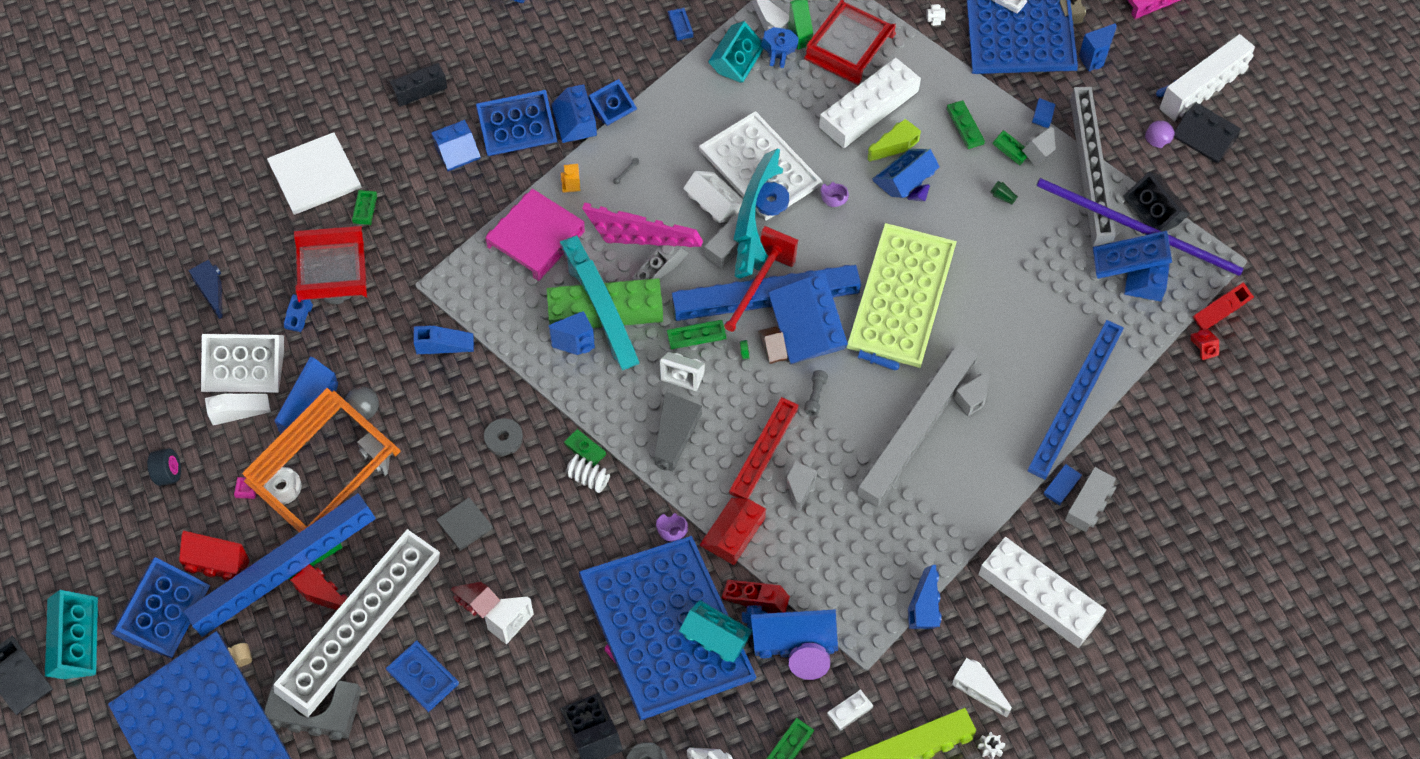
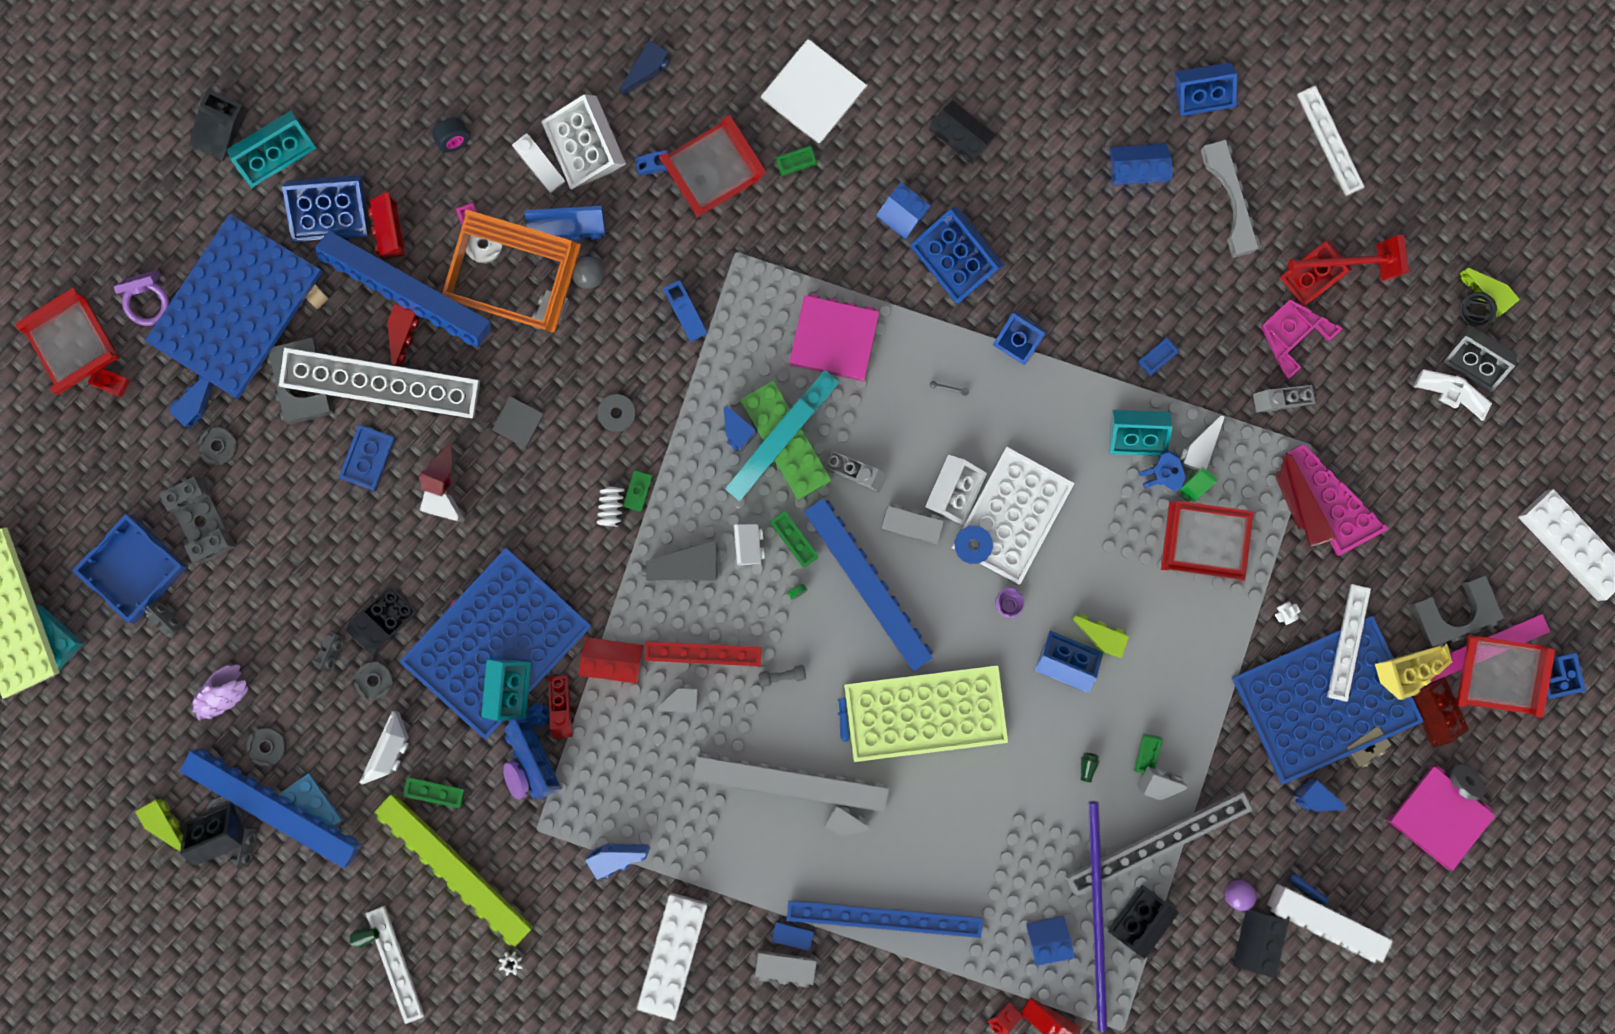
camera: 65 degrees right, 25 degrees up
(570, 178) = (911, 341): light orange brick -> none
(574, 114) = (991, 306): blue slope -> none
(634, 229) = (866, 442): dark pink wing -> none
(672, 527) = (591, 605): medium lavender hair -> none
(750, 249) = (905, 549): teal slope -> none
(773, 344) = (818, 613): slope -> none
(778, 248) = (917, 576): red tile -> none
(808, 318) = (851, 637): blue slope -> none
(849, 710) = (493, 830): white plate -> none
(869, 102) = (1138, 592): white brick -> none
(919, 193) = (1050, 684): dark purple slope -> none
(965, 124) = (1158, 696): green plate -> none
(978, 684) = (563, 927): white slope -> none
(1043, 113) = (1210, 770): blue tile -> none
(1132, 254) = (1065, 919): blue tile -> none

